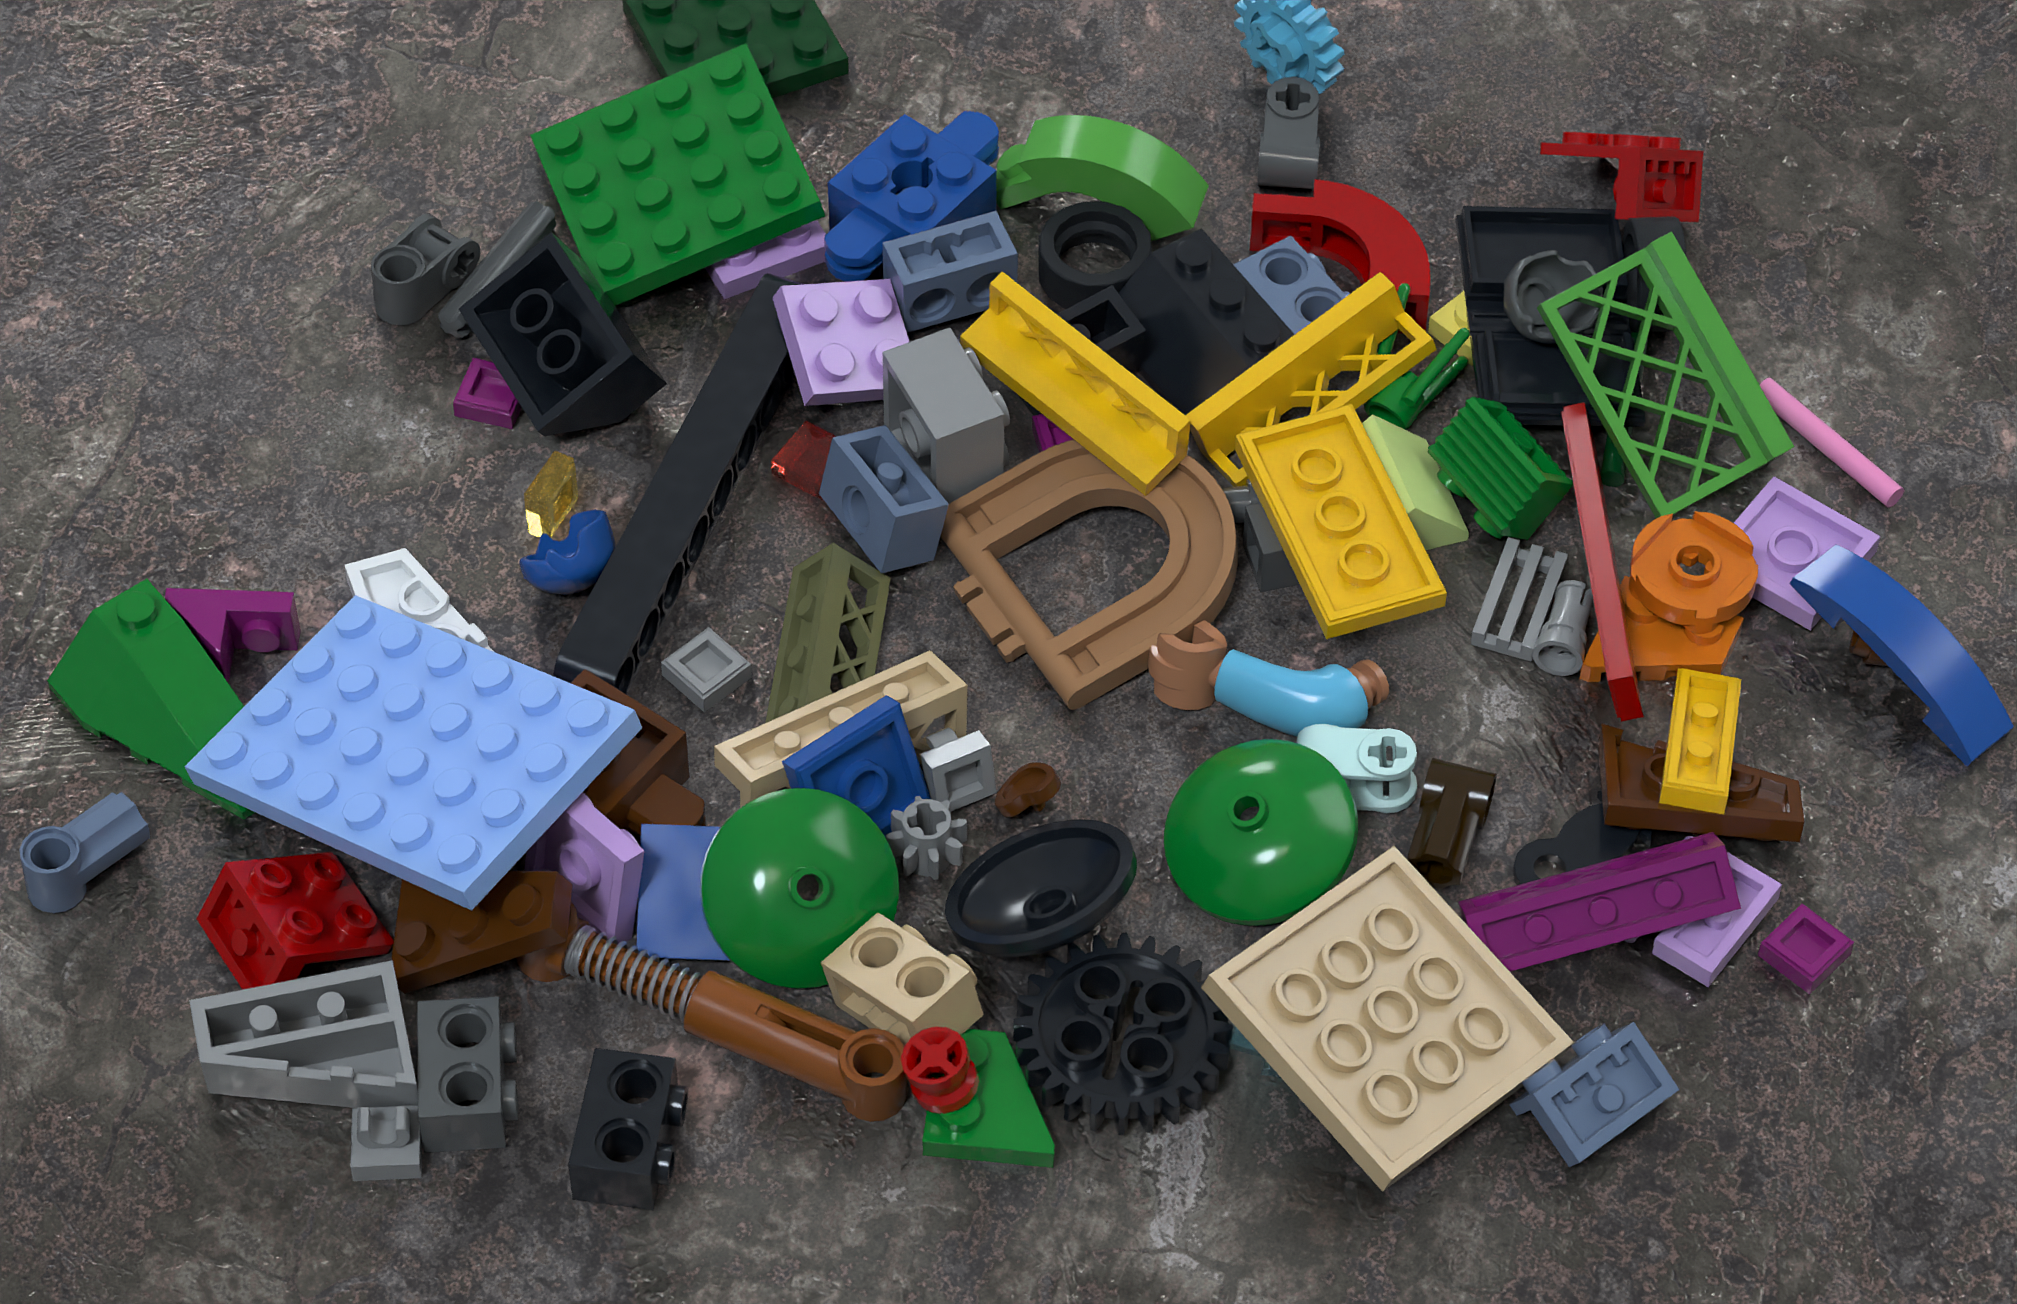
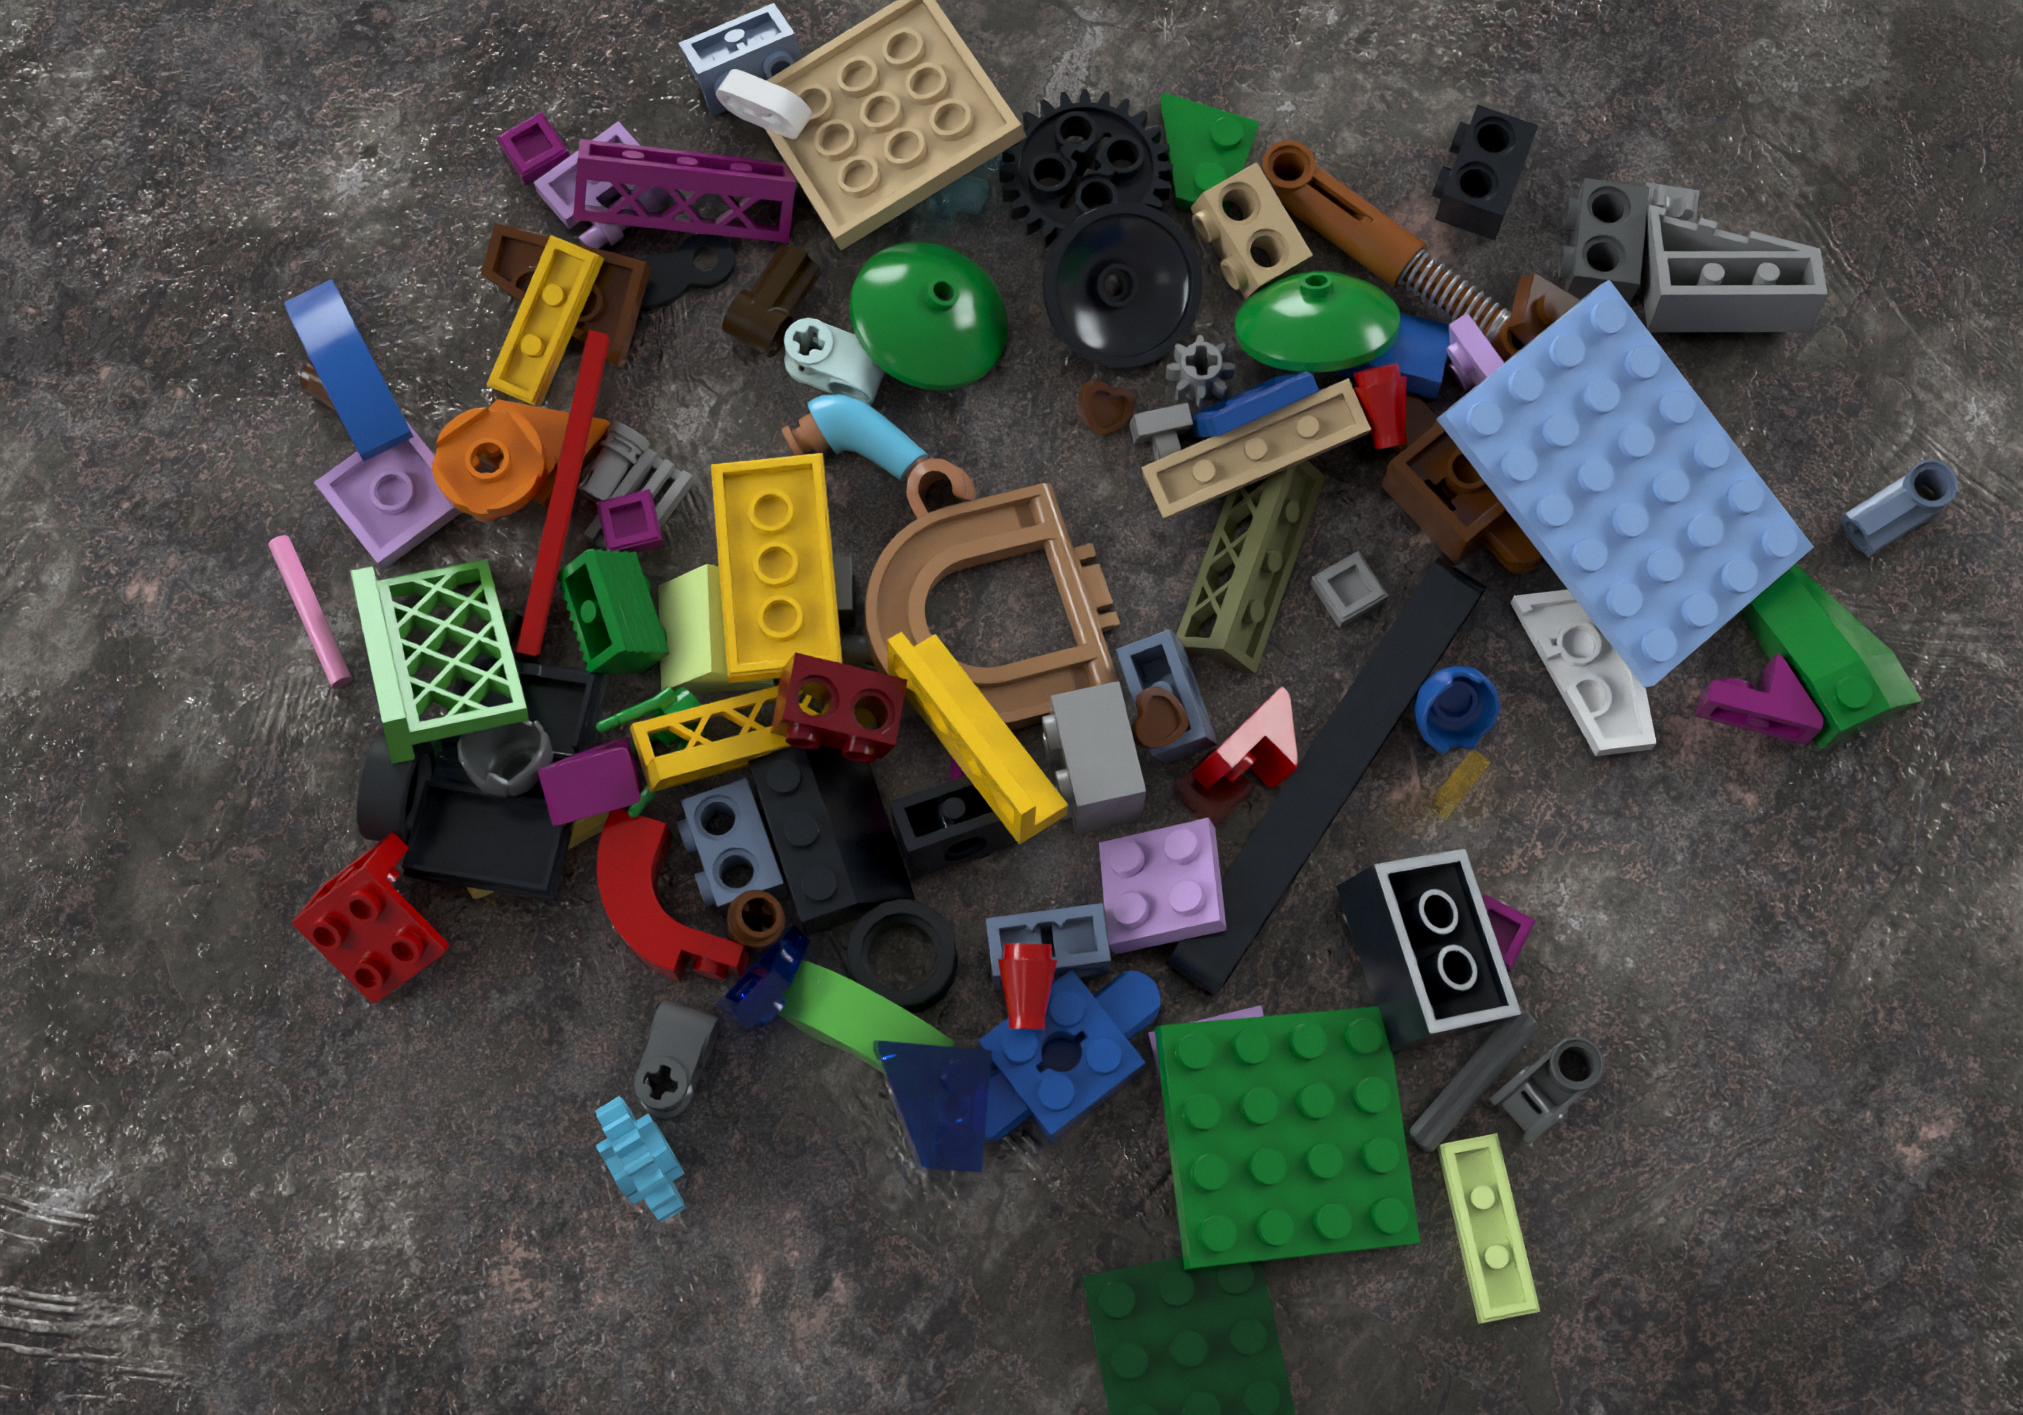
camera: 165 degrees left, 20 degrees up
(287, 913) = (1743, 394): red bracket -> none
(464, 166) = (1488, 1228): none -> yellowish green tile
(706, 786) = (1383, 401): none -> red cone
(783, 487) = (1261, 742): none -> slope
(886, 431) = (1159, 718): none -> reddish brown piece
(942, 1052) = (1239, 129): red wheel -> none
(961, 195) = (1027, 983): none -> red cone
(1021, 107) = (940, 1100): none -> clear blue wing
(1223, 180) = (760, 990): none -> clear blue wing
(1227, 380) = (839, 691): none -> dark red brick
(1246, 230) = (760, 912): none -> reddish brown cone
(1459, 296) = (591, 782): none -> magenta slope
(1519, 562) = (630, 522): none -> magenta tile
(1537, 992) = (764, 103): none -> white beam

